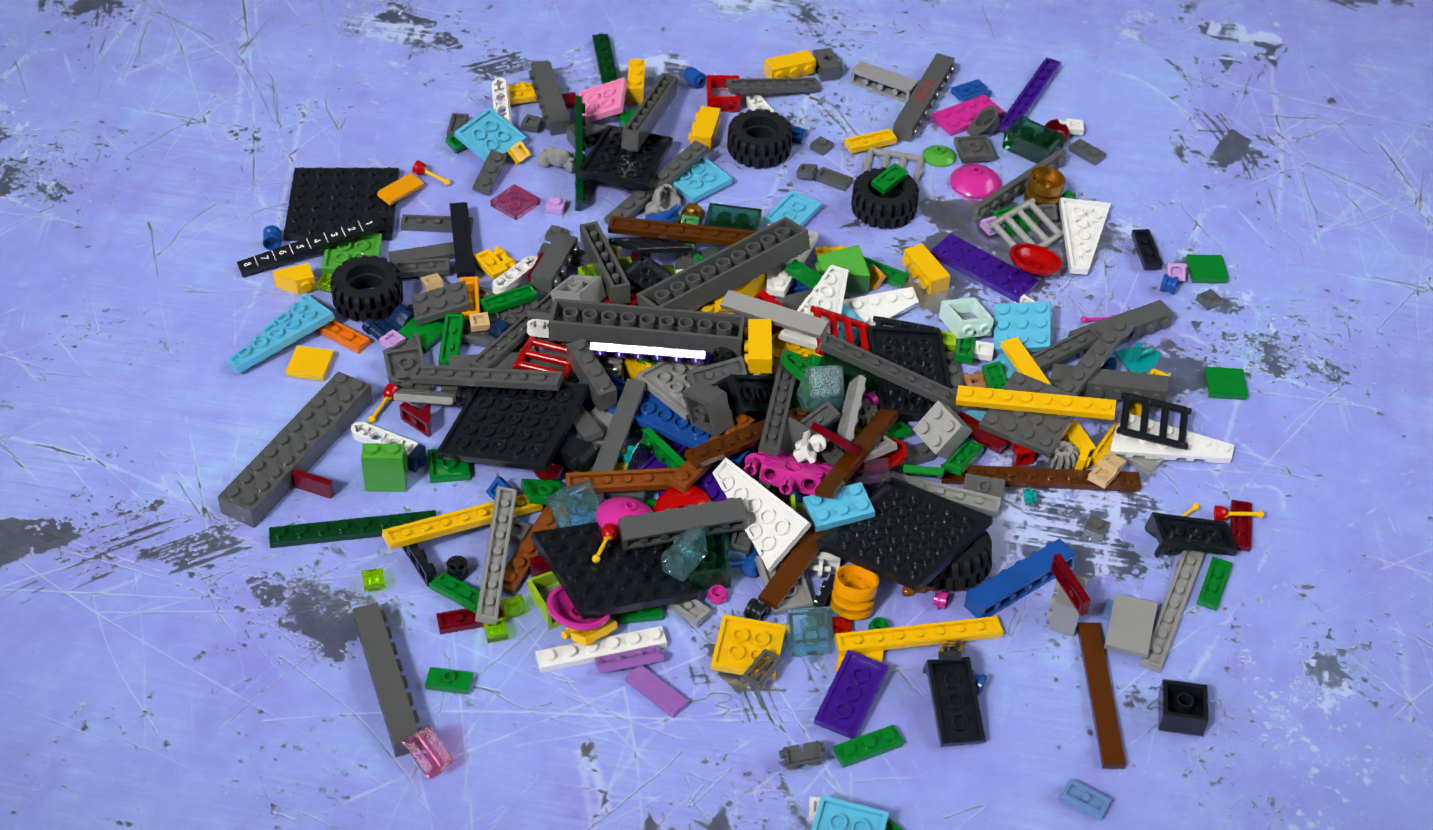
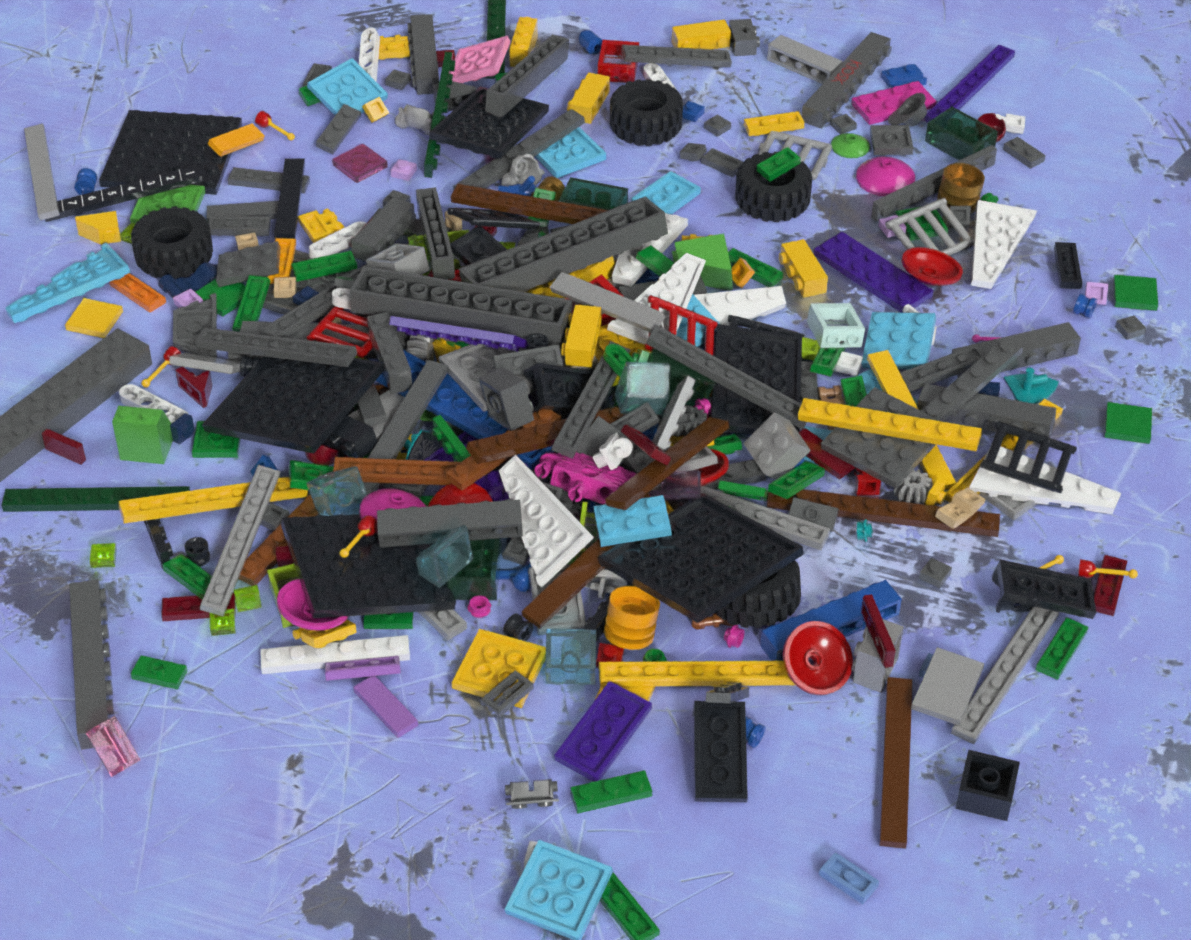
camera: 10 degrees right, 0 degrees up
(228, 231) = (41, 172): none -> light grey tile
(929, 137) = (843, 124): none -> dark grey tile
(1026, 608) = (829, 653): none -> red dish

